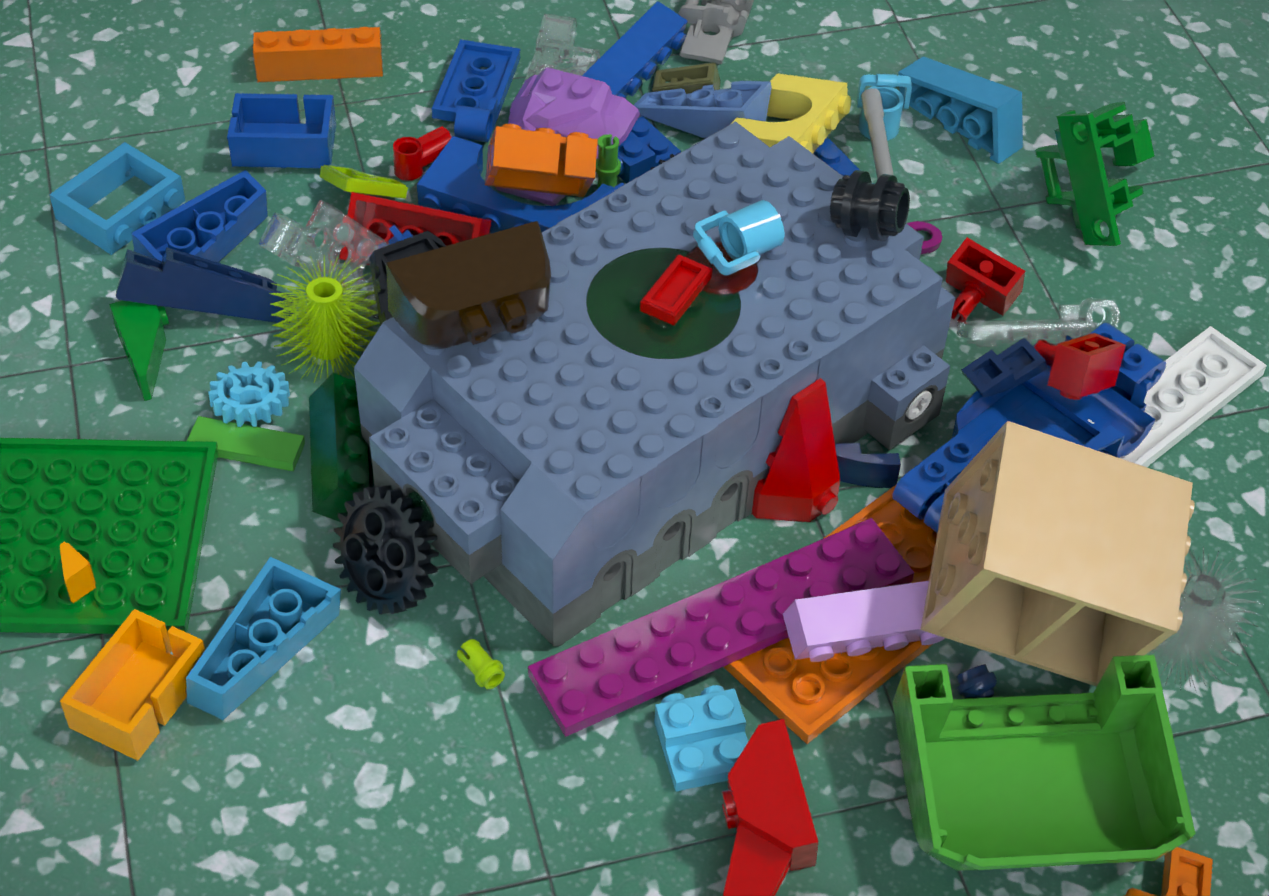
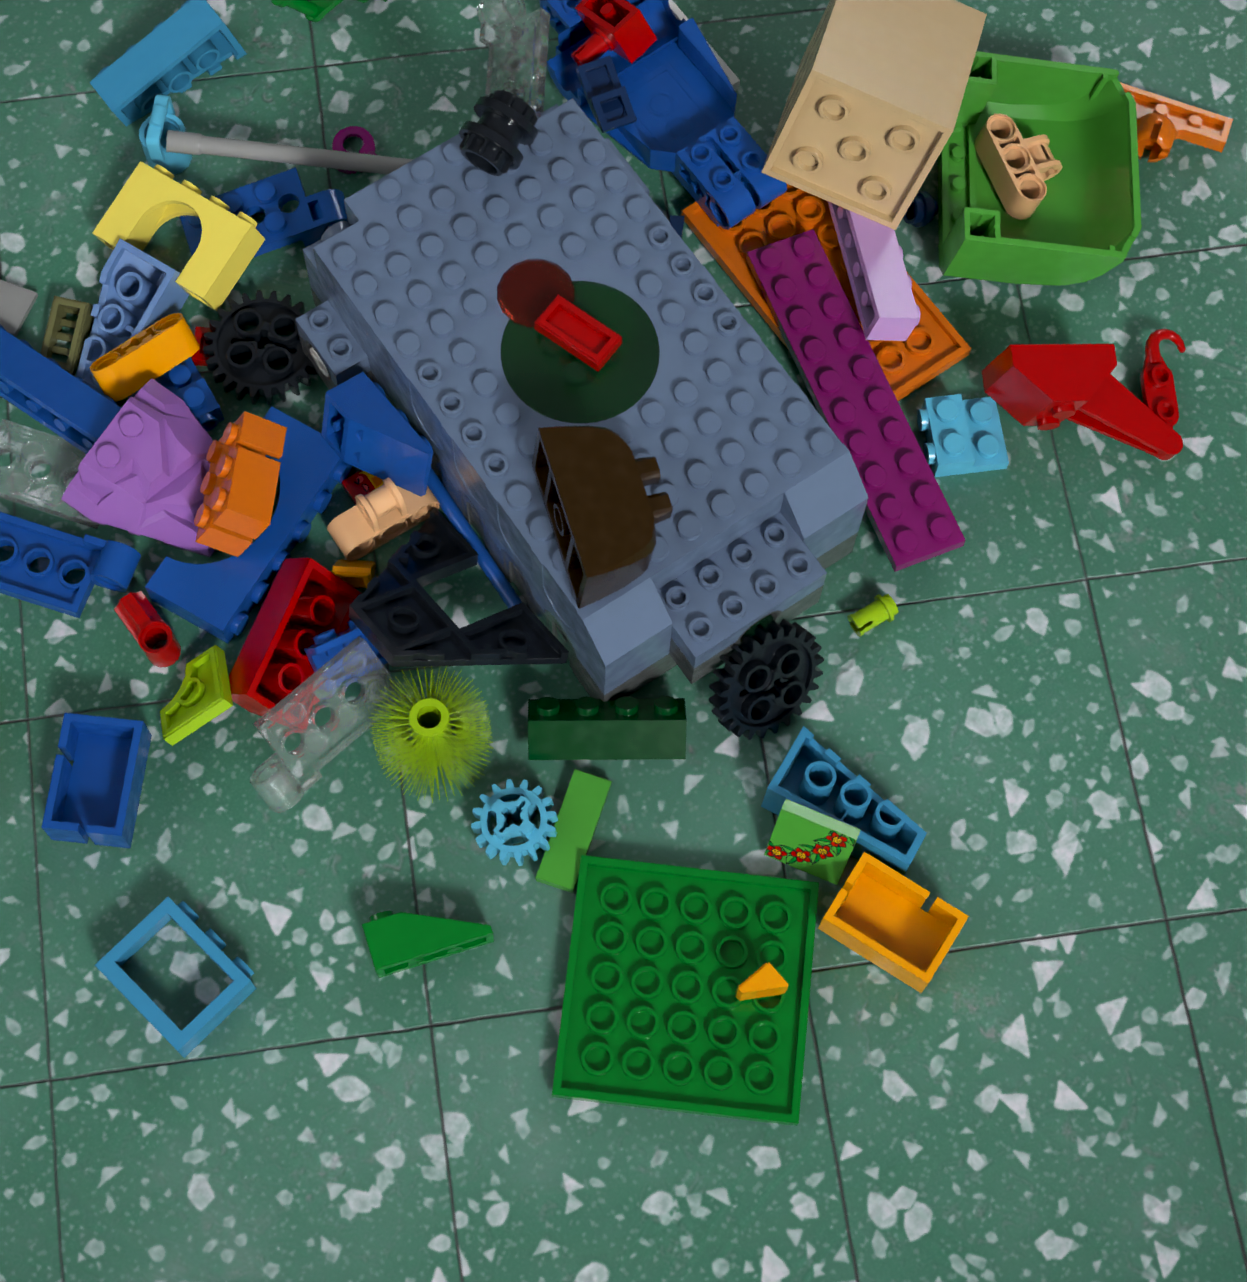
camera: 85 degrees left, 20 degrees up
(198, 285) = (360, 868): dark blue wedge -> none
(208, 223) = (269, 882): blue wedge -> none
(224, 600) = (812, 841): none -> bright green tile
(608, 164) = (219, 417): bright green pin -> none
(667, 115) = (145, 357): none -> light orange beam
(743, 235) = (524, 255): medium azure piece -> none
(982, 279) = (440, 97): red brick -> none
(1062, 783) = (1016, 164): none -> light nougat piece

